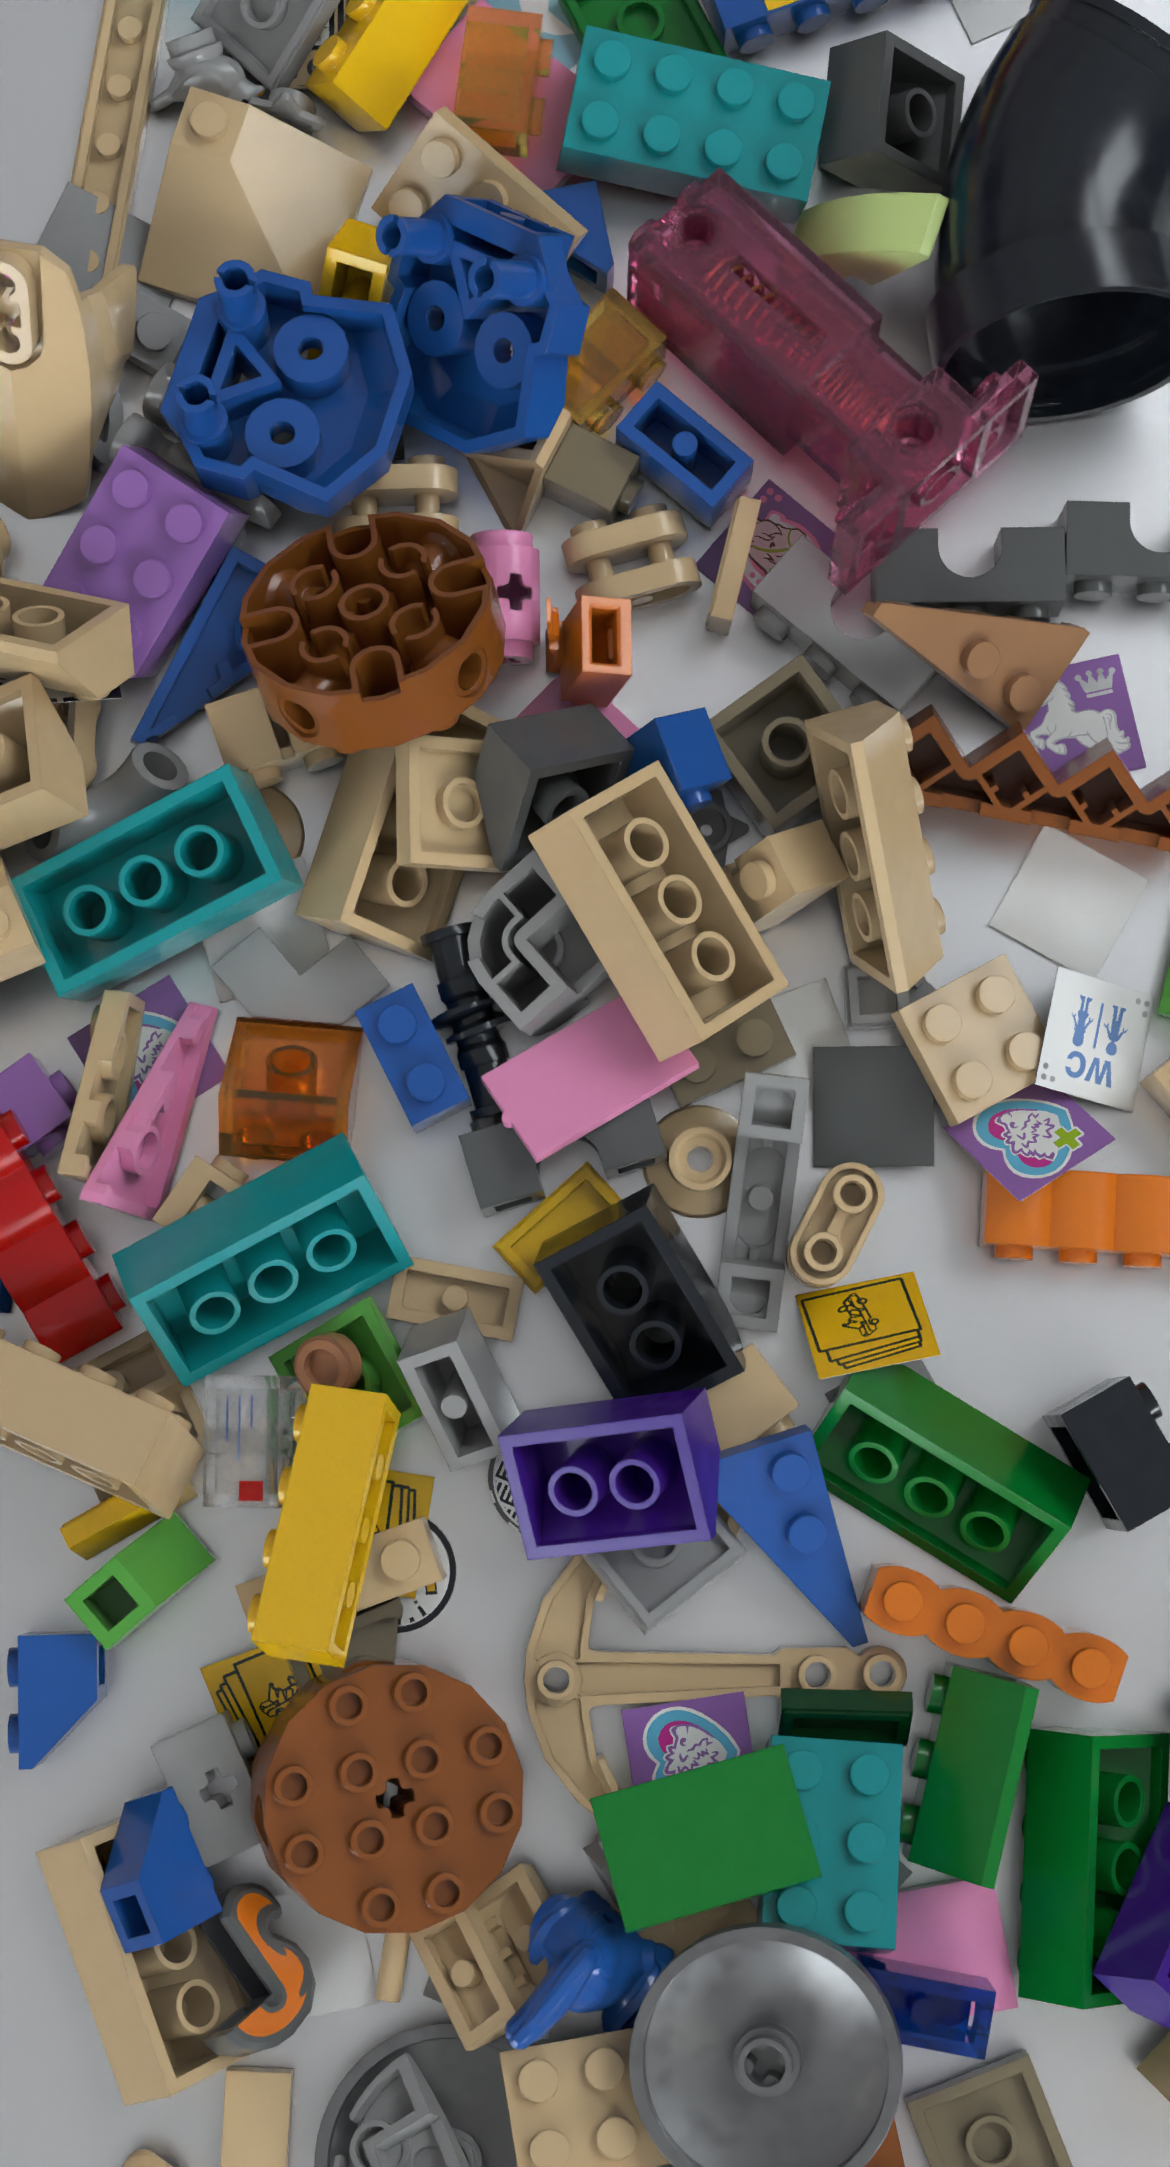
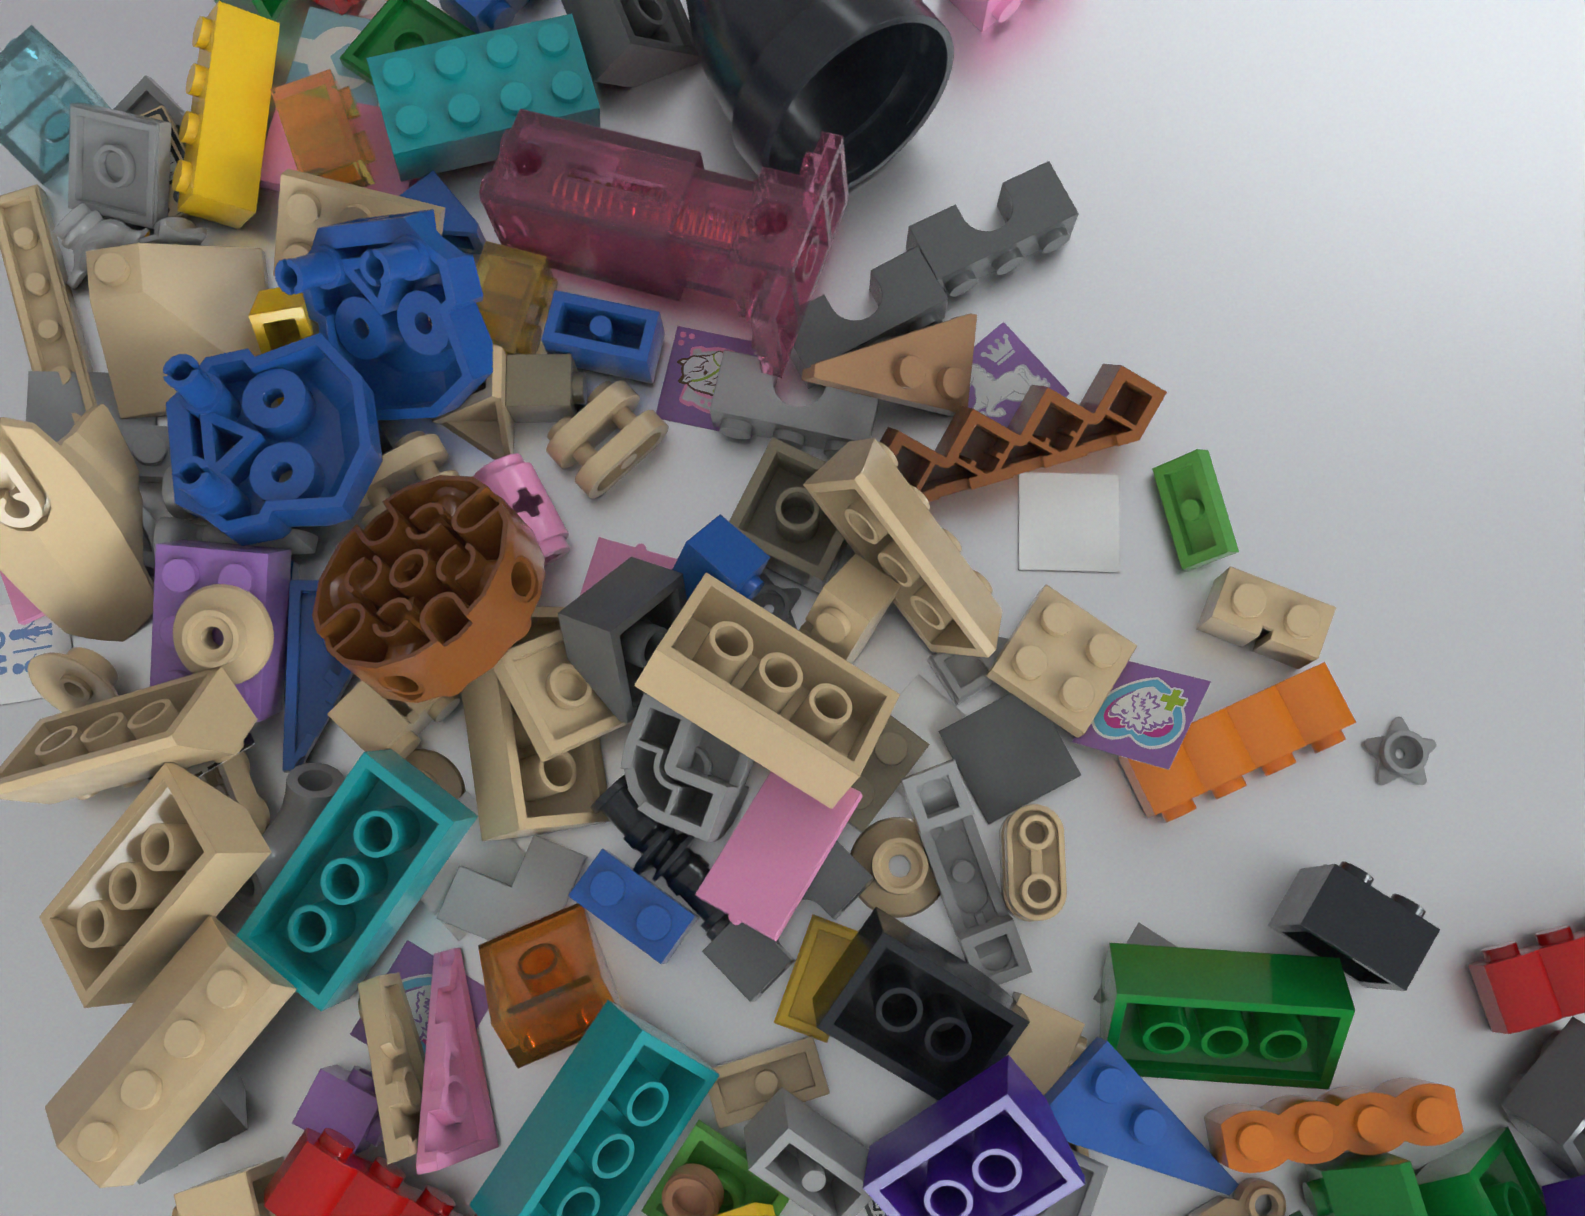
camera: 25 degrees left, 5 degrees down
(170, 566) = (242, 621): none -> tan piece
(196, 1186) = (512, 1104): tan bracket -> none
(590, 649) = (608, 516): orange piece -> none
(732, 565) = (684, 400): tan tile -> none
(867, 1325) = (1101, 930): yellow sticker -> none
(873, 232) = (665, 98): yellowish green slope -> none
(1094, 1039) = (1148, 614): white sticker -> none

